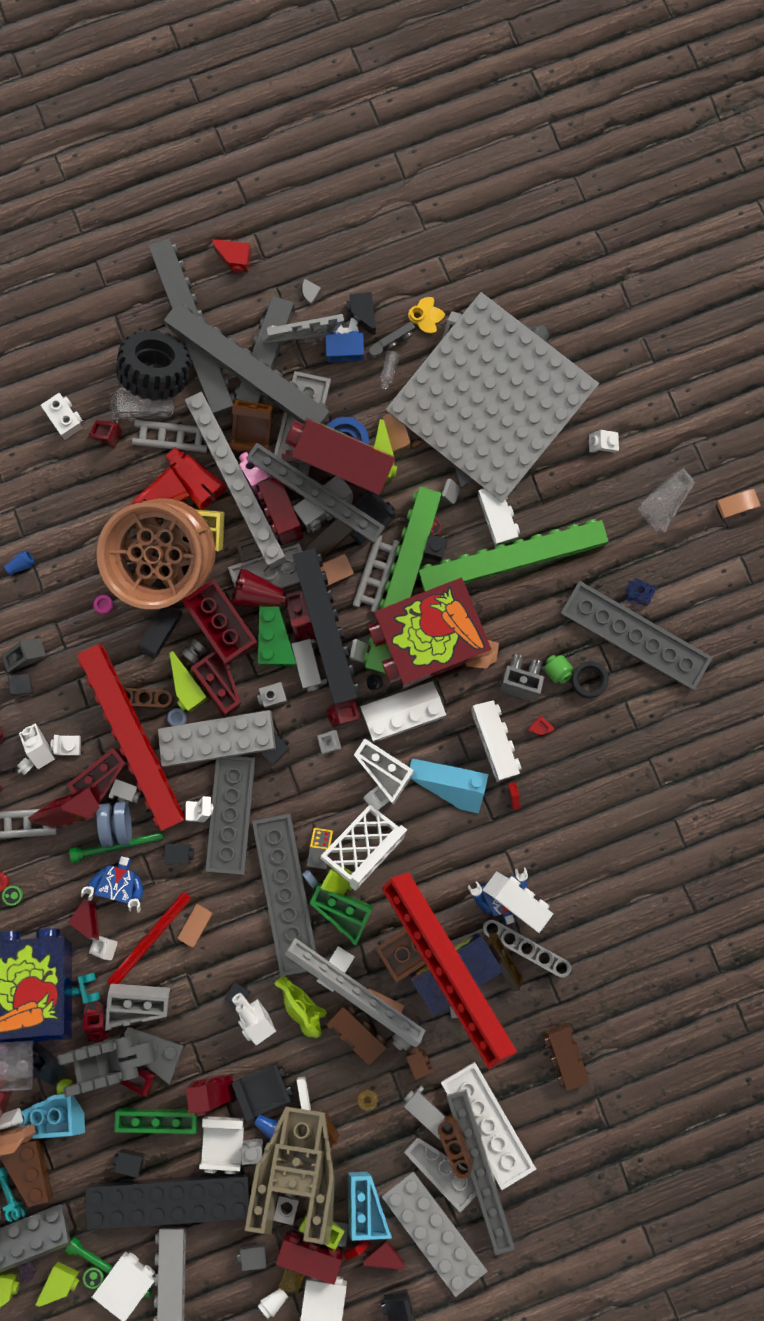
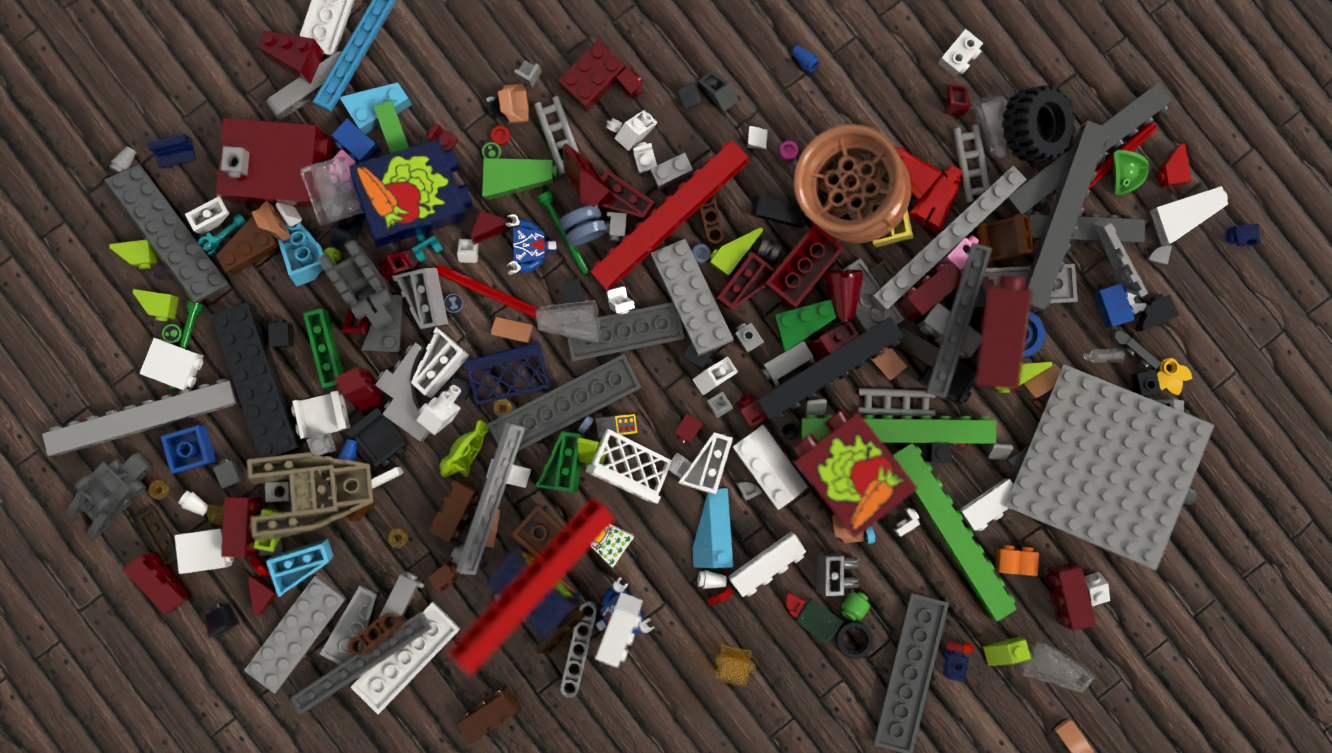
camera: 75 degrees right, 5 degrees up
(43, 878) = (511, 176): none -> bright green slope
(81, 631) = (757, 138): none -> white slope
(88, 723) = (671, 171): none -> light grey brick
(151, 976) = (453, 303): none -> tile
(203, 295) = (1131, 145): none -> red axle
(203, 862) = (571, 320): none -> clear wedge
(207, 1008) = (439, 363): none -> white wedge
(216, 1054) = (404, 407): none -> light grey arch
(216, 1292) = (188, 449): none -> blue brick
(220, 946) = (503, 357): none -> clear blue fence
(223, 296) = (1128, 171): none -> bright green hat
(265, 962) = (496, 408): none -> clear yellow plate
(279, 260) = (1185, 214): none -> white slope
(299, 738) = (715, 375): none -> white slope
(314, 212) = (1243, 235): none -> clear blue brick
(343, 779) = (688, 429): none -> dark red brick
(419, 738) = (748, 490): none -> light grey tile
(426, 340) = (1146, 383): none -> black brick
(434, 885) = (612, 544): none -> torso
(494, 636) = (869, 535): none -> medium azure tile
(494, 801) = (708, 579): none -> white cone
(495, 599) = (904, 525): none -> white bracket
(558, 506) = (1017, 561): none -> orange brick
(563, 707) = (819, 621): none -> clear green plate
(582, 801) = (733, 665): none -> clear yellow plate
(604, 467) = (1070, 597): none -> dark red brick
(624, 582) = (963, 648): none -> red tile
(640, 540) = (1007, 652): none -> lime slope

